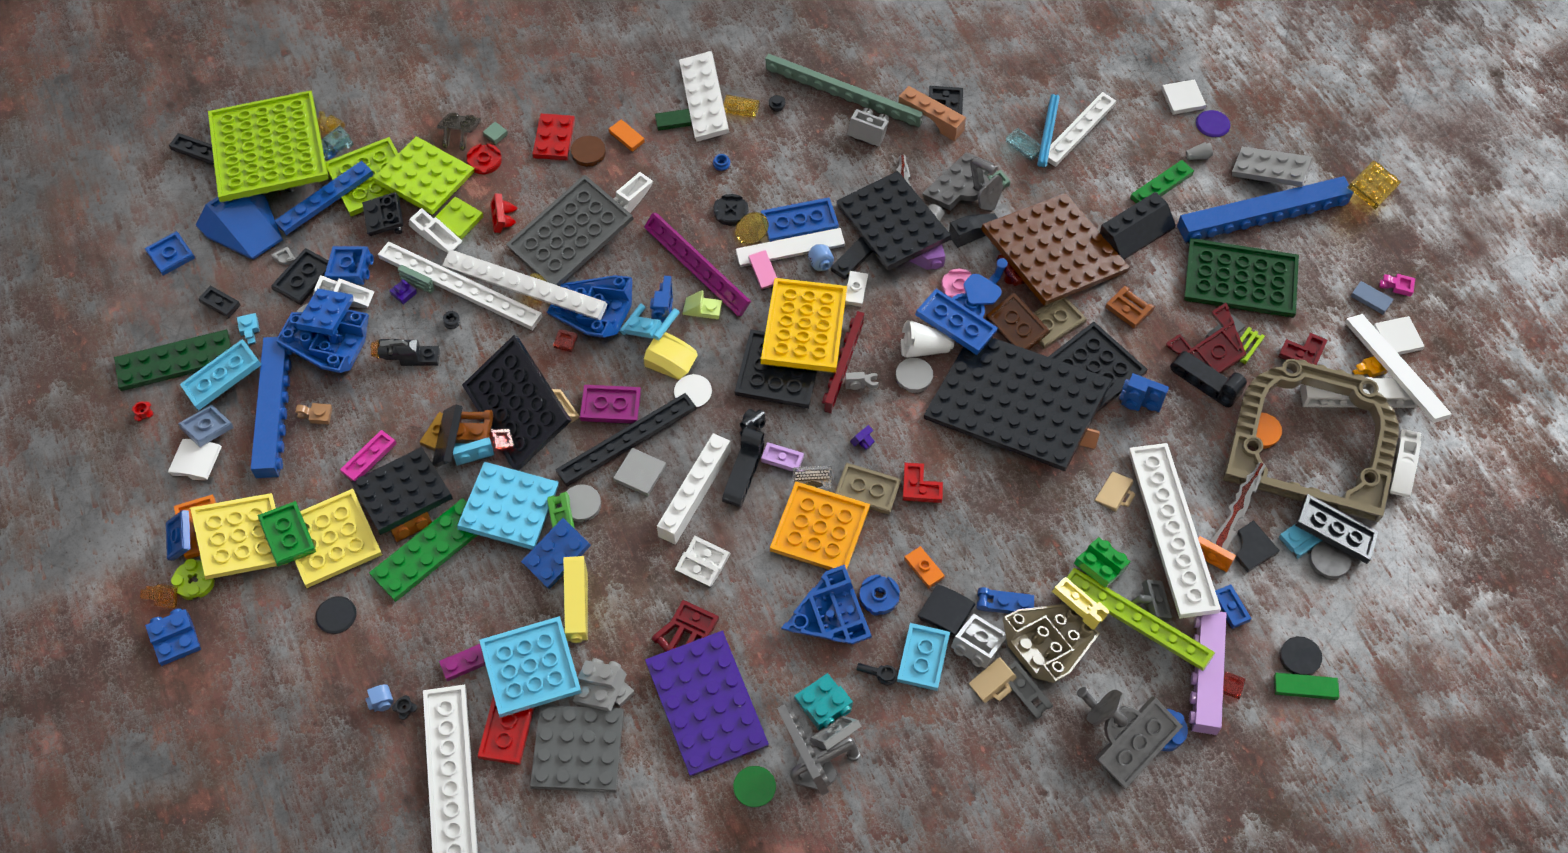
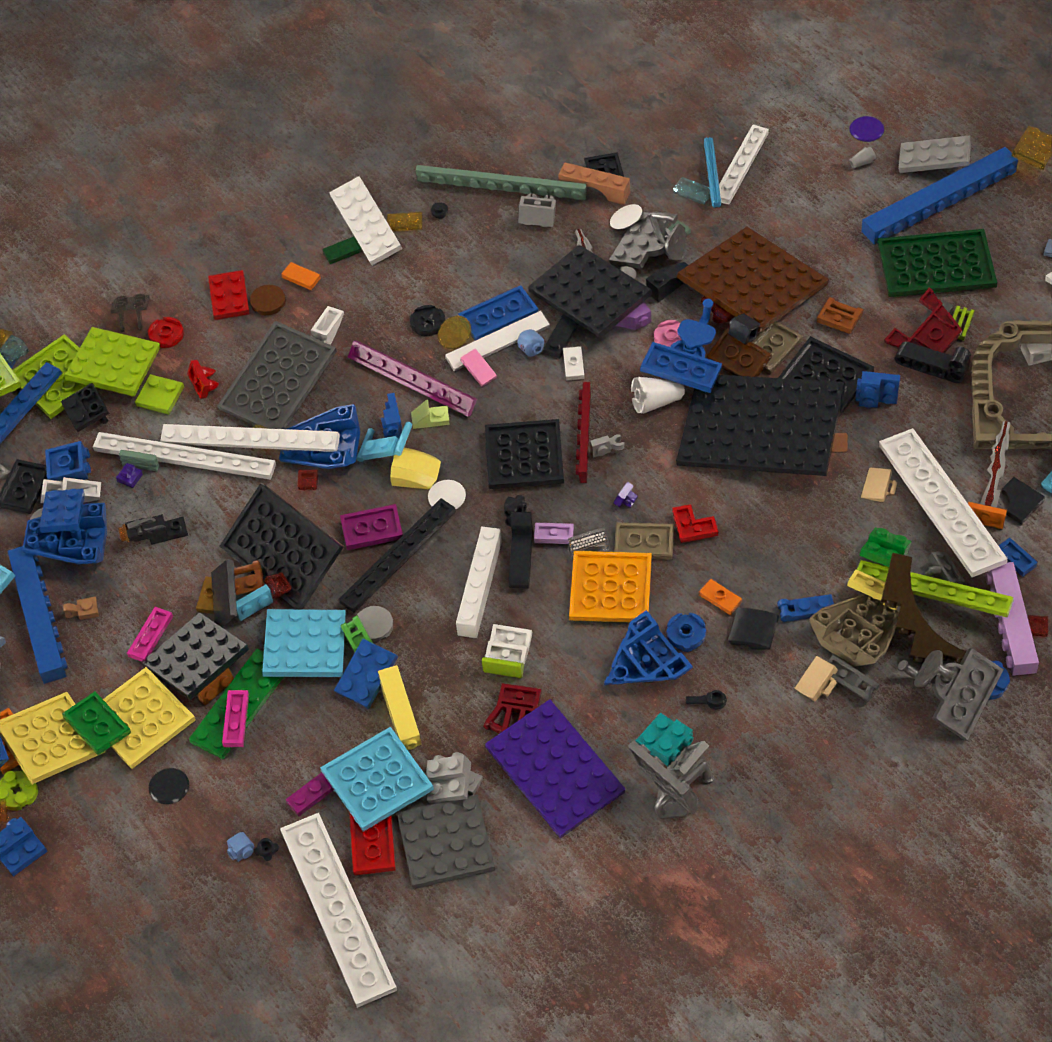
camera: 10 degrees left, 5 degrees down
(416, 566) = (235, 718): none -> dark pink plate
(434, 231) = (141, 411): white slope -> none
(451, 325) = (186, 484): black bush -> none
(495, 133) = (168, 305): sand green tile -> none
(640, 471) = (420, 581): light grey tile -> none
(689, 582) = (502, 667): none -> lime slope
(721, 158) = (403, 278): blue plate -> none
(754, 786) = (624, 830): green piece -> none
(804, 325) = (536, 407): yellow plate -> none
(914, 375) = (655, 428): light grey tile -> none
(923, 656) = (745, 675): medium azure plate -> none
(952, 154) = (626, 216): none -> white piece
(978, 641) = (792, 647): light grey plate -> none
(1029, 297) = (744, 328): none -> black brick
(1100, 615) = (910, 620): none -> dark brown arch
(1138, 225) = (825, 239): black slope -> none
(1164, 182) = (835, 196): green plate -> none
(1183, 97) = (831, 110): white tile -> none
(1269, 430) = (1004, 393): orange tile -> none
(1309, 352) = (1022, 311): dark red plate -> none

